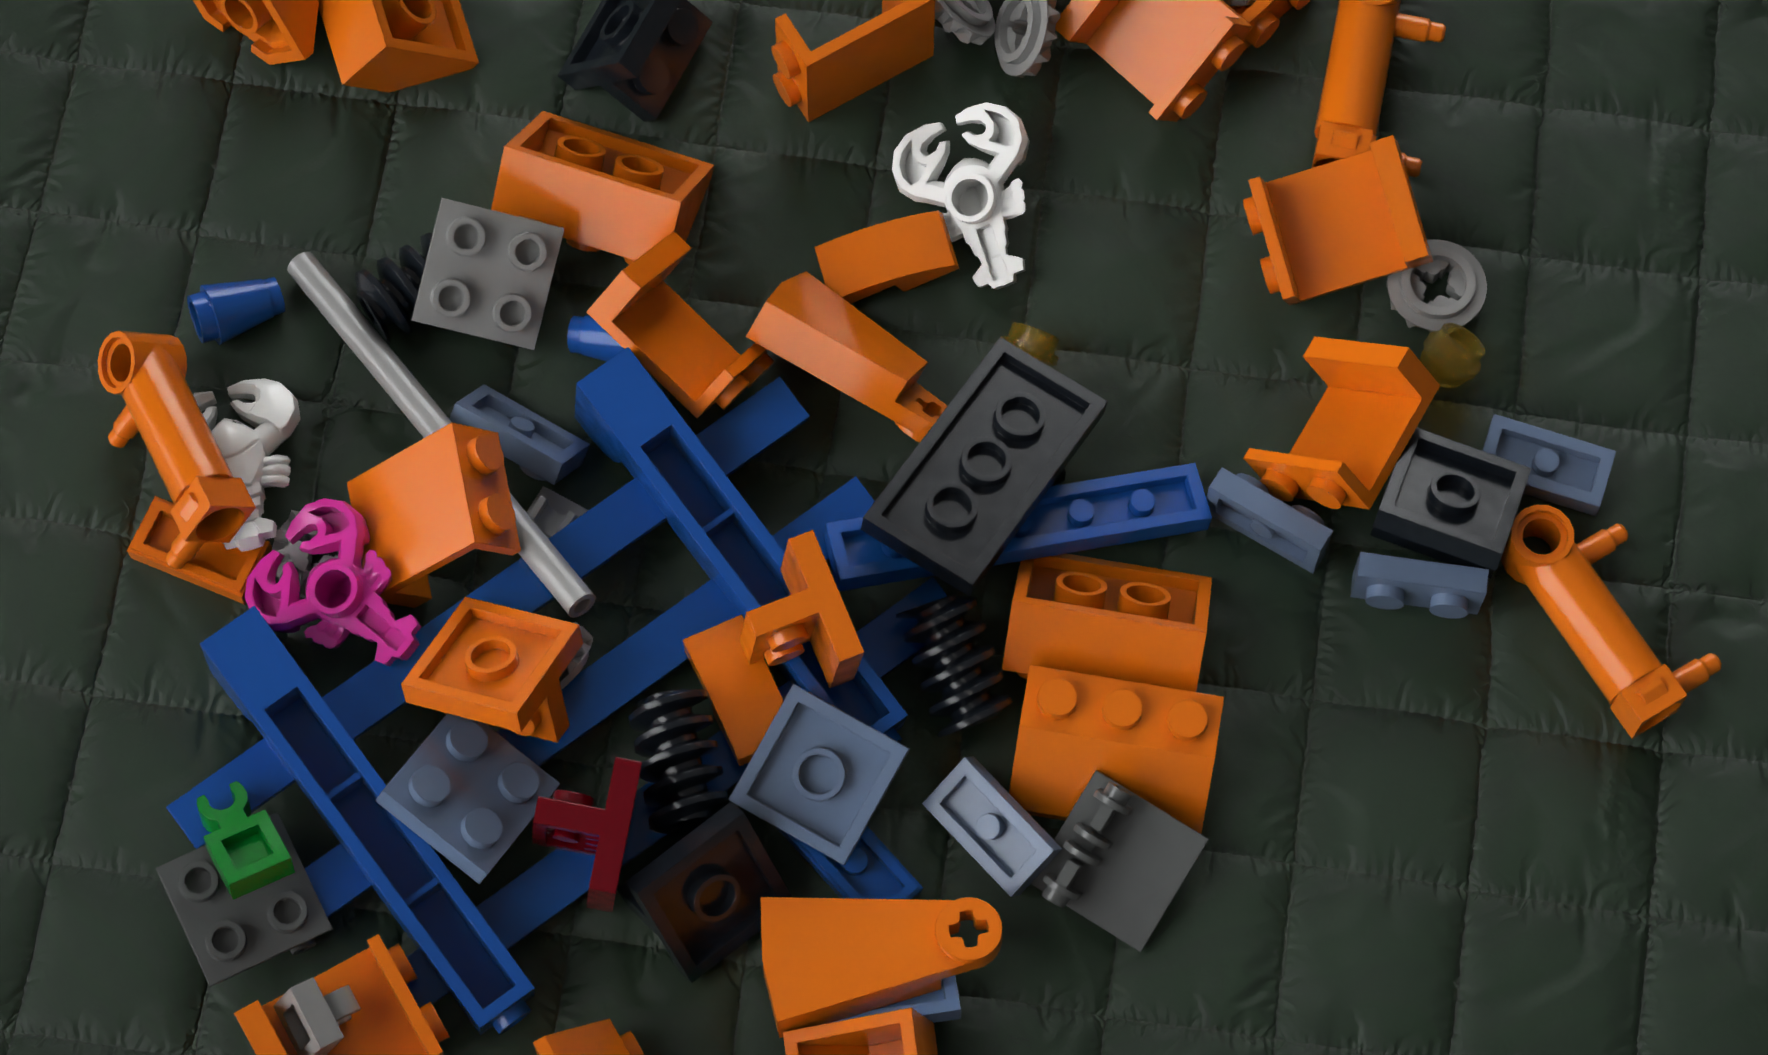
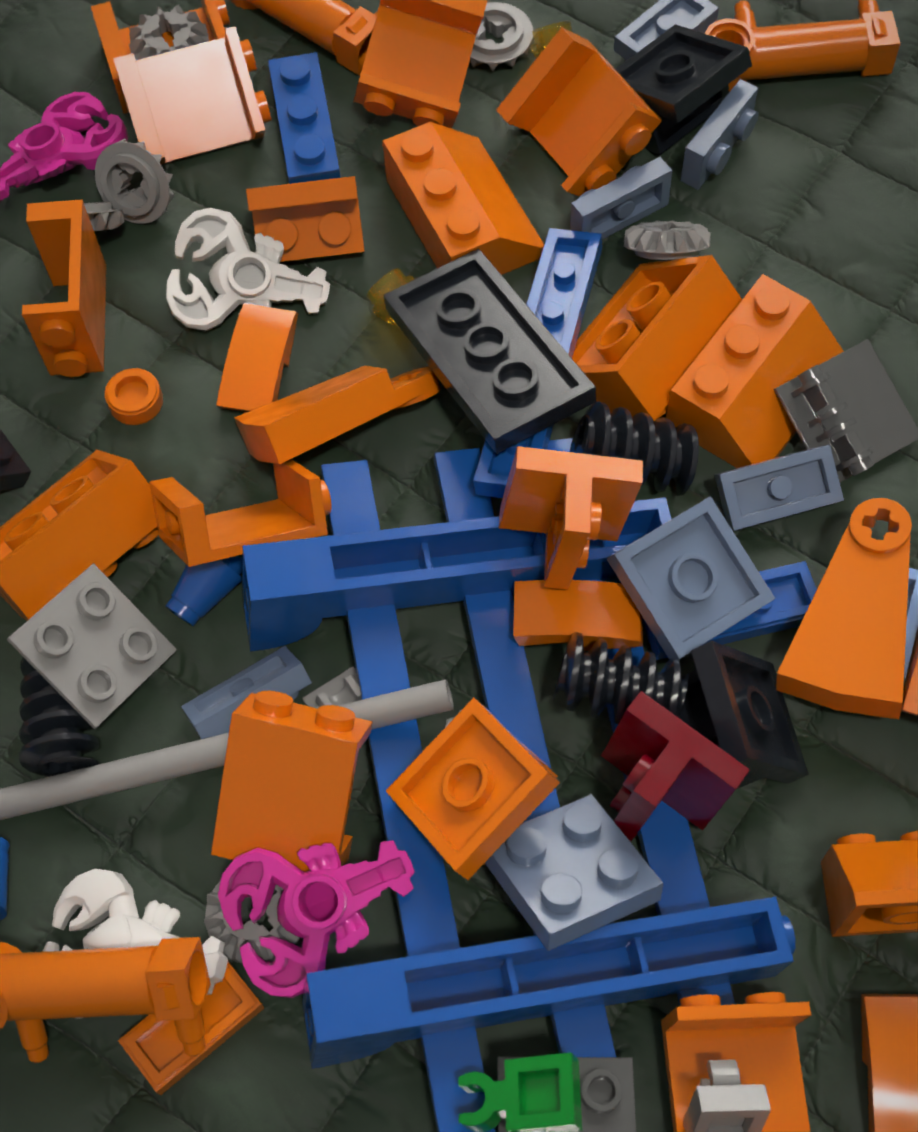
camera: 60 degrees left, 5 degrees down
(789, 166) = (133, 396): none -> orange tile
(1082, 213) = (309, 217): none -> orange bracket
(1184, 359) = (458, 198): none -> orange slope
(1213, 150) = (304, 118): none -> blue plate
(1240, 588) = (667, 239): none -> light grey gear

